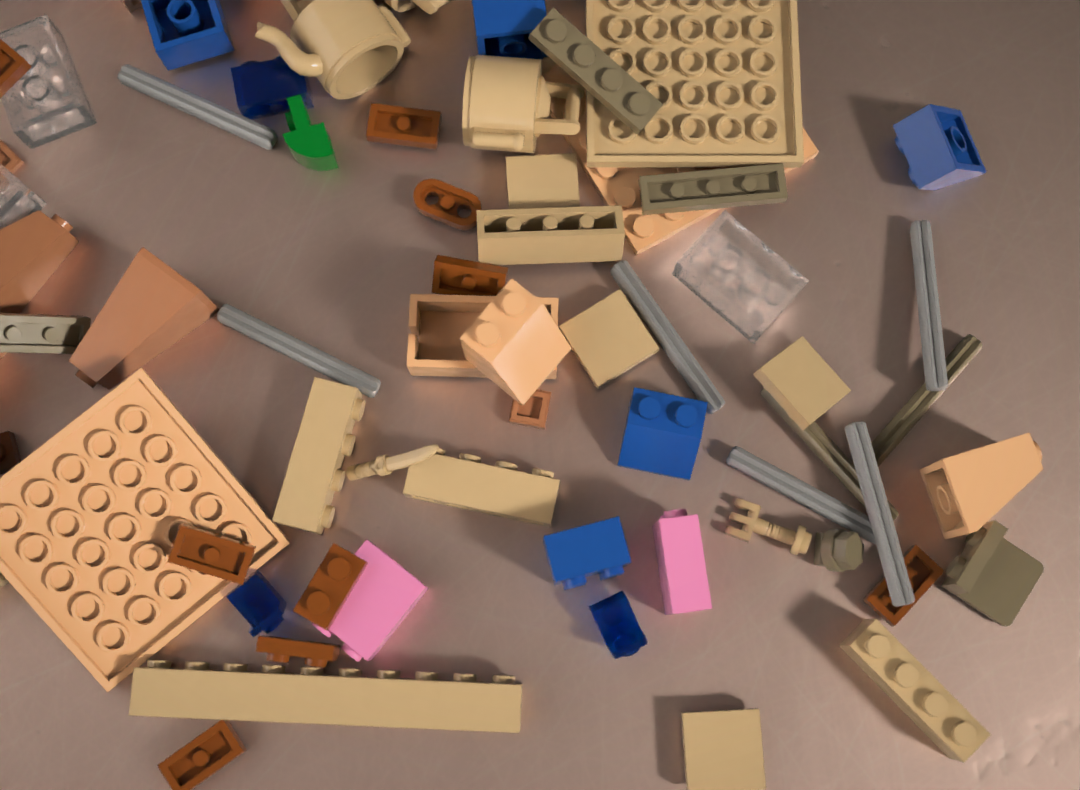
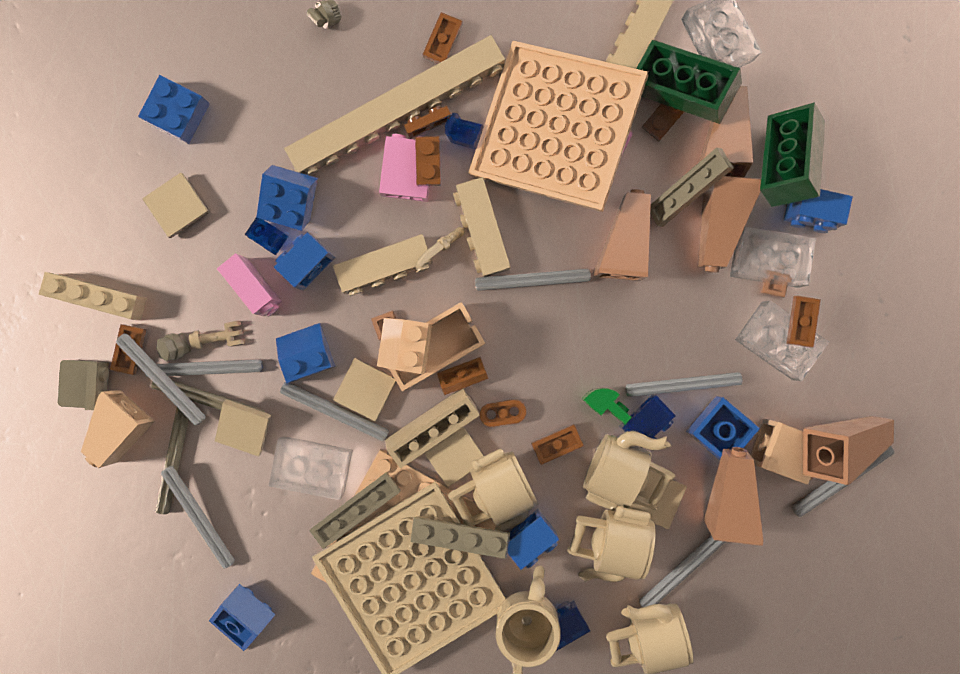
camera: 150 degrees right, 10 degrees up
(211, 554) = (501, 139): dark orange plate -> none
(557, 658) = (286, 197): none -> blue brick

